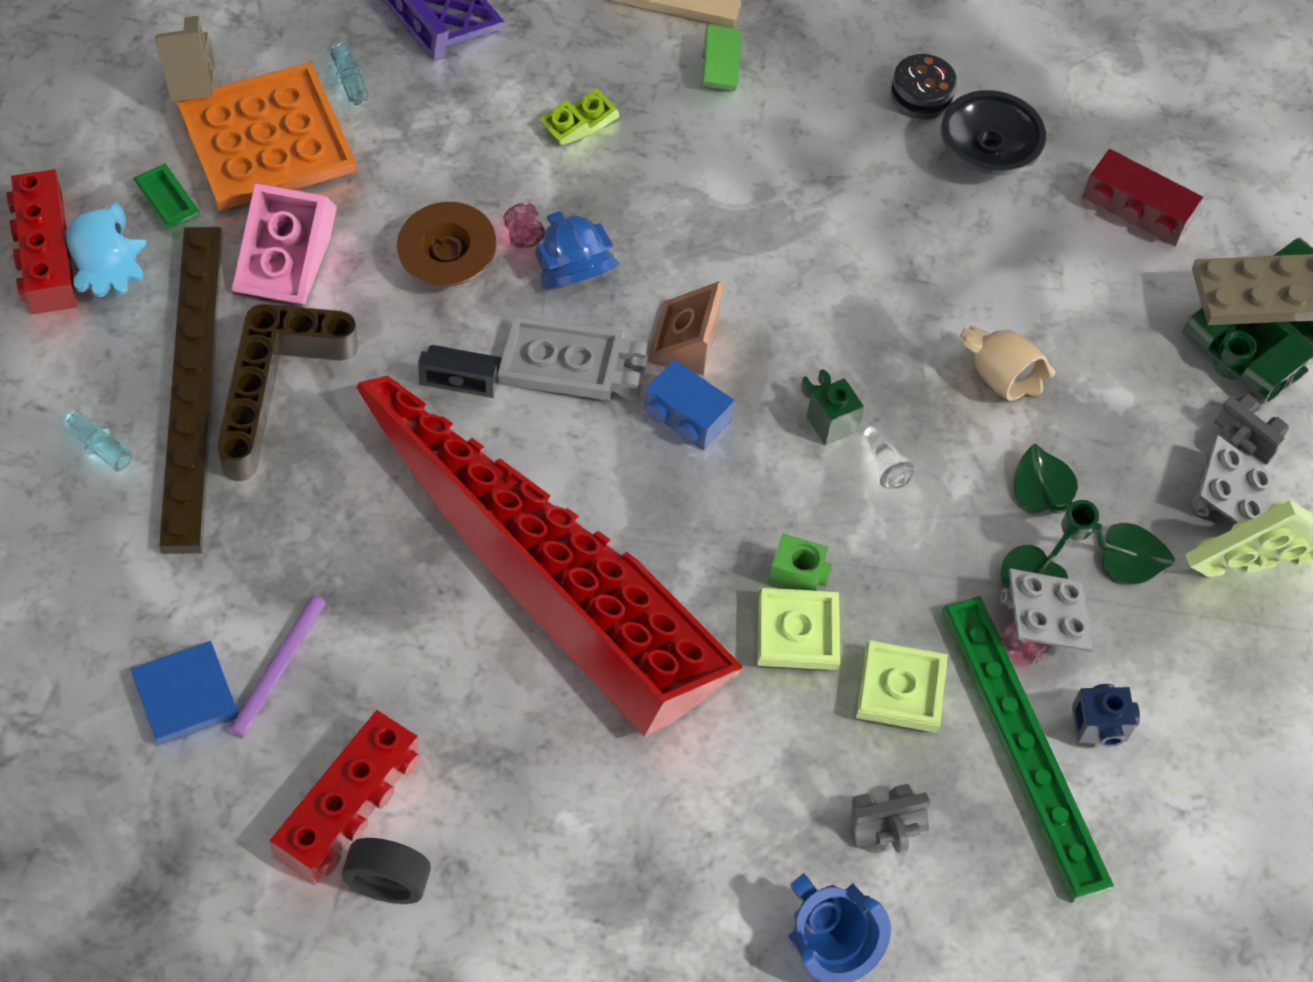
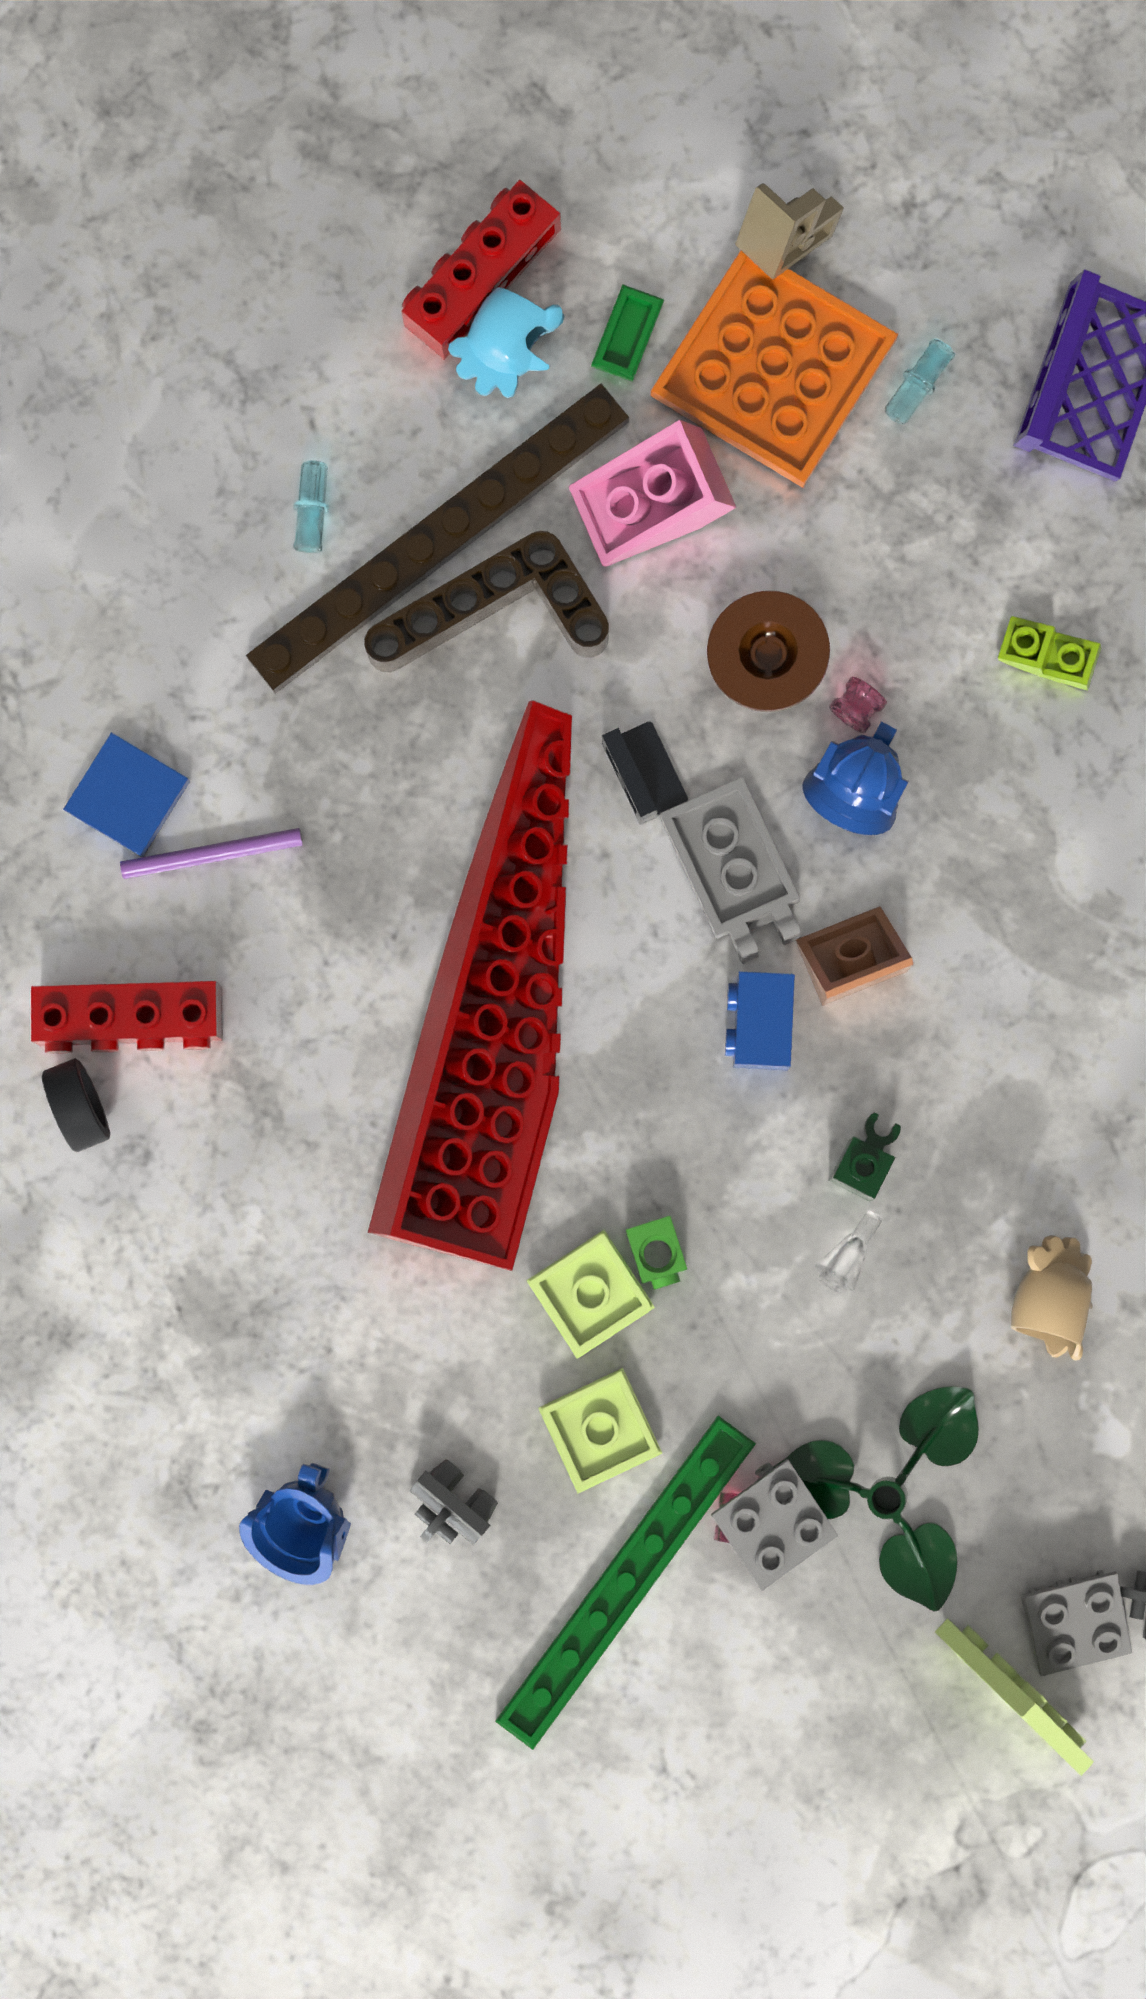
camera: 65 degrees right, 25 degrees up
(1105, 715) = (691, 1628): dark blue brick -> none

